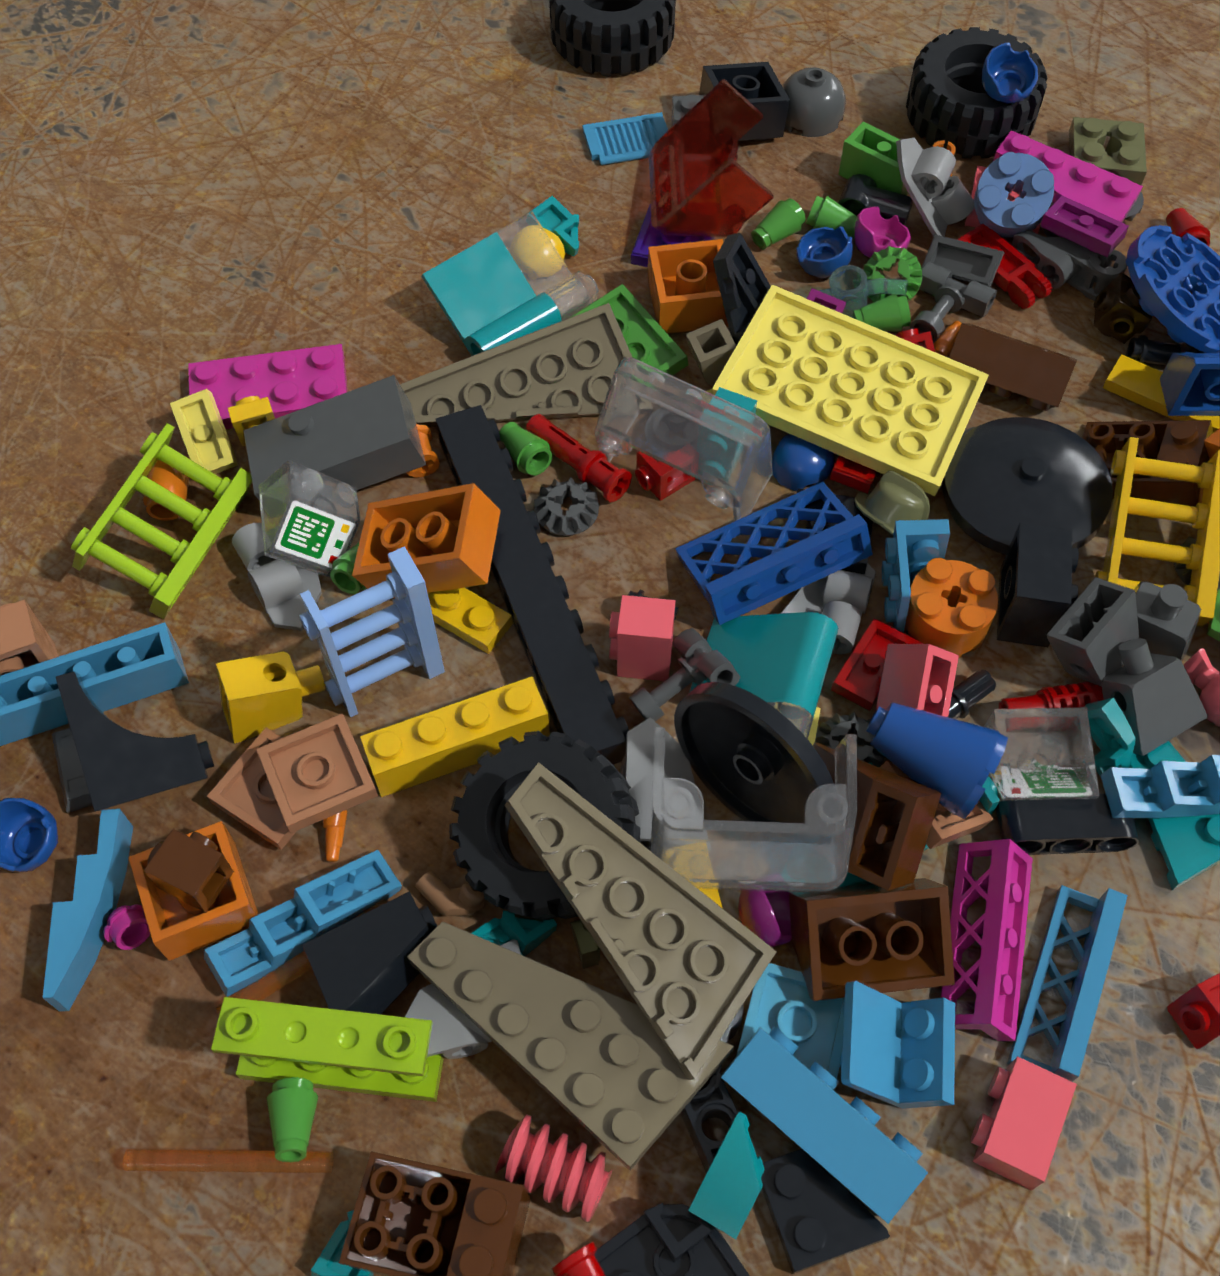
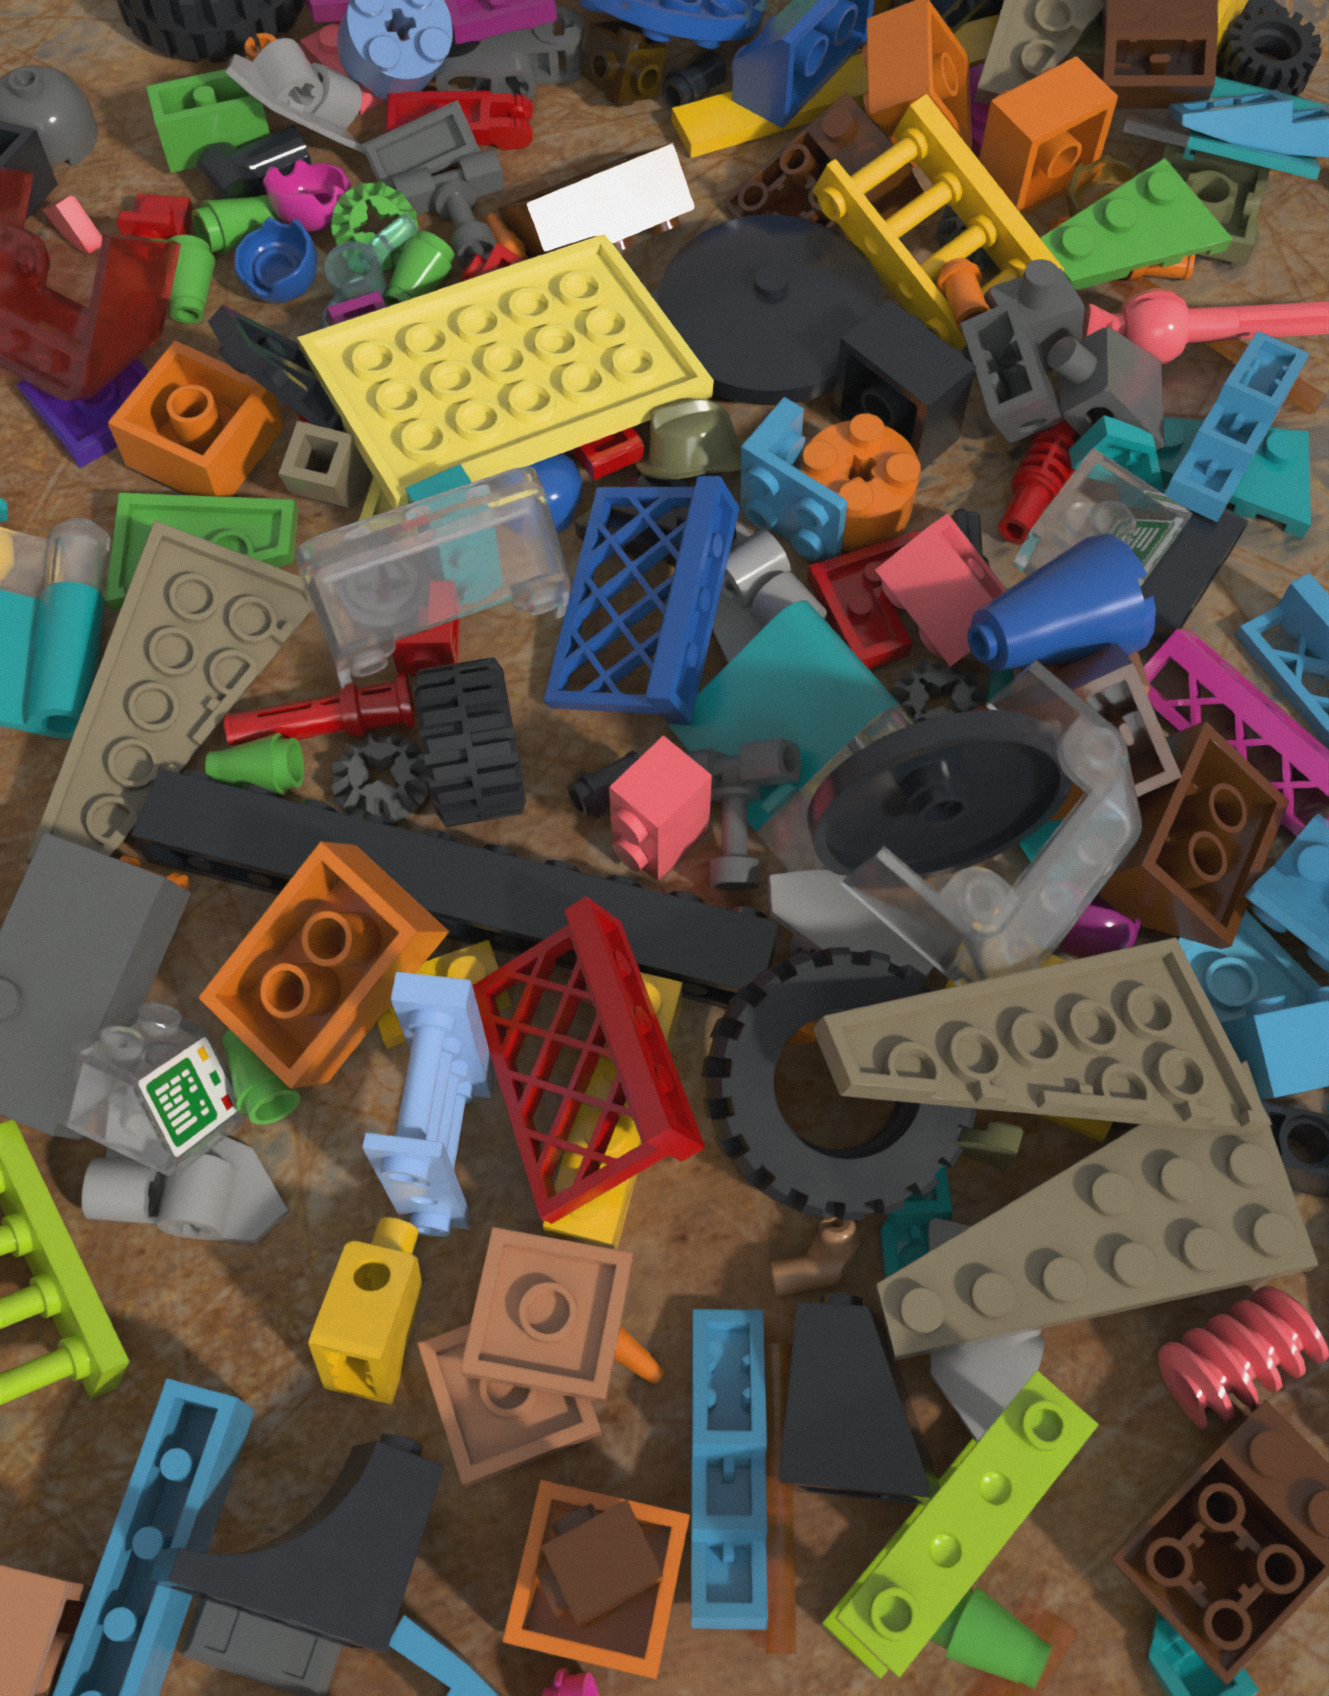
camera: 55 degrees left, 5 degrees up
(471, 706) = (635, 1045): none -> red fence
(605, 522) = (469, 742): none -> black tyre
(764, 160) = (73, 223): none -> coral tile
(801, 188) = (157, 217): none -> red bracket
(1134, 566) = (960, 285): none -> orange pin

